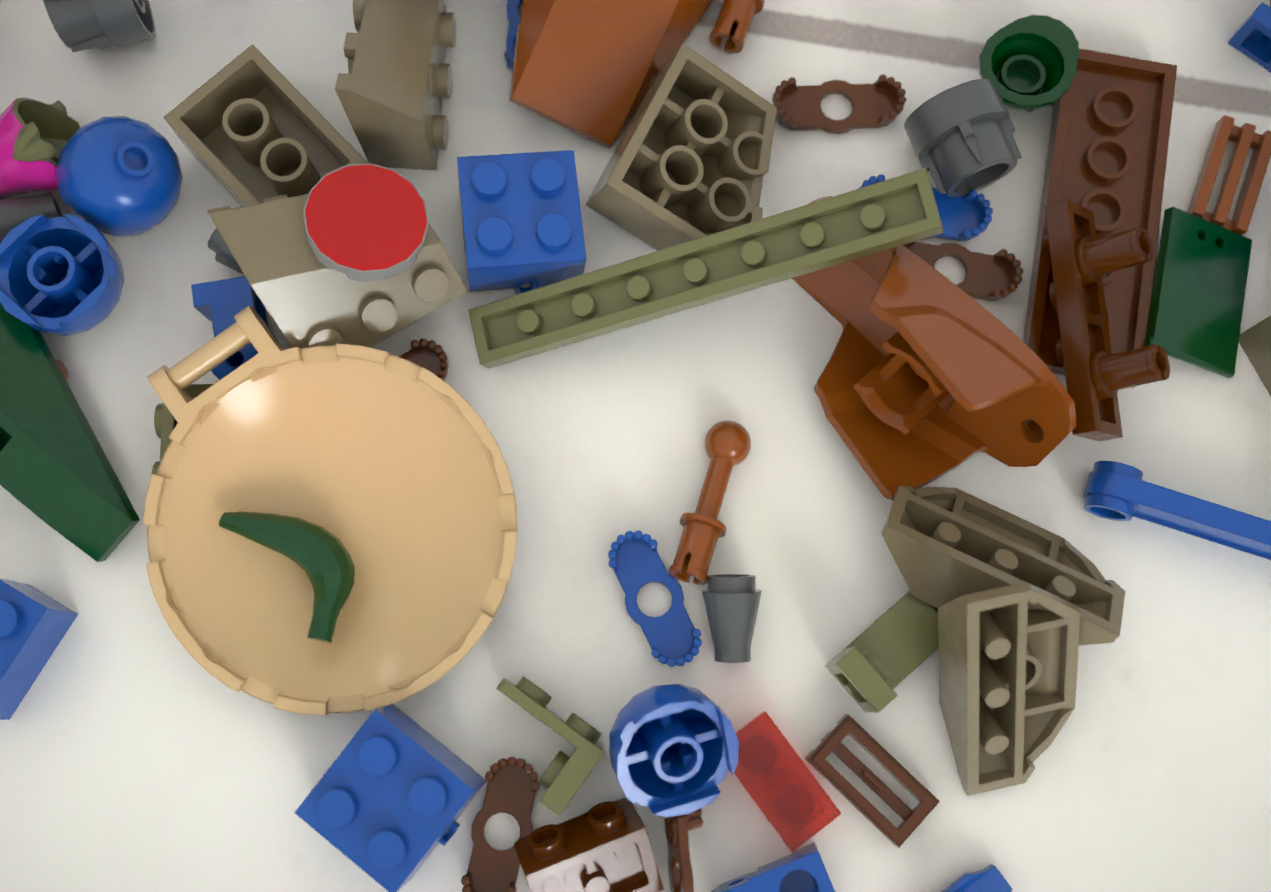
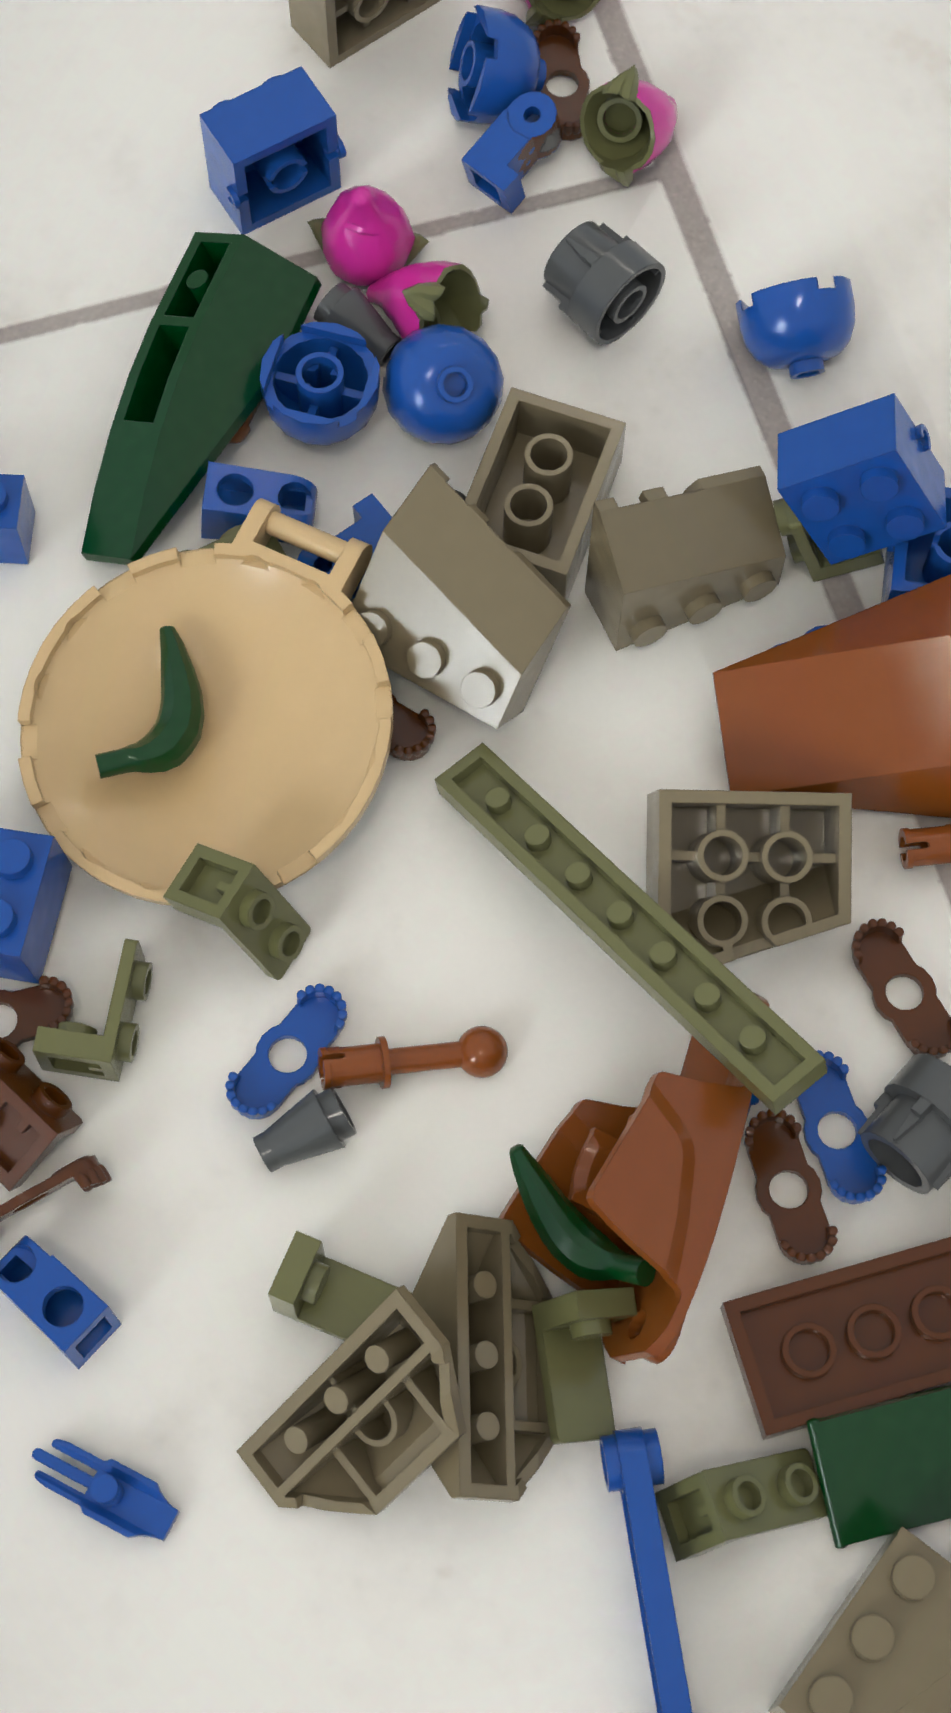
camera: 65 degrees right, 10 degrees down
(124, 397) = (234, 490): none -> blue leg
(366, 222) = (498, 598): red tile -> none
(516, 579) = (242, 904): none -> olive bracket
(521, 220) = (595, 742): blue brick -> none
(672, 749) = (141, 1122): blue cylinder -> none
(781, 783) = (162, 1250): clear red plate -> none
(911, 818) = (189, 1404): reddish brown tile -> none
(938, 443) = (568, 1232): none -> dark green piece
(1005, 491) = (574, 1360): none -> olive bracket
(1079, 299) = (790, 1329): reddish brown plate -> none
(1188, 431) = (740, 1502): none -> olive bracket

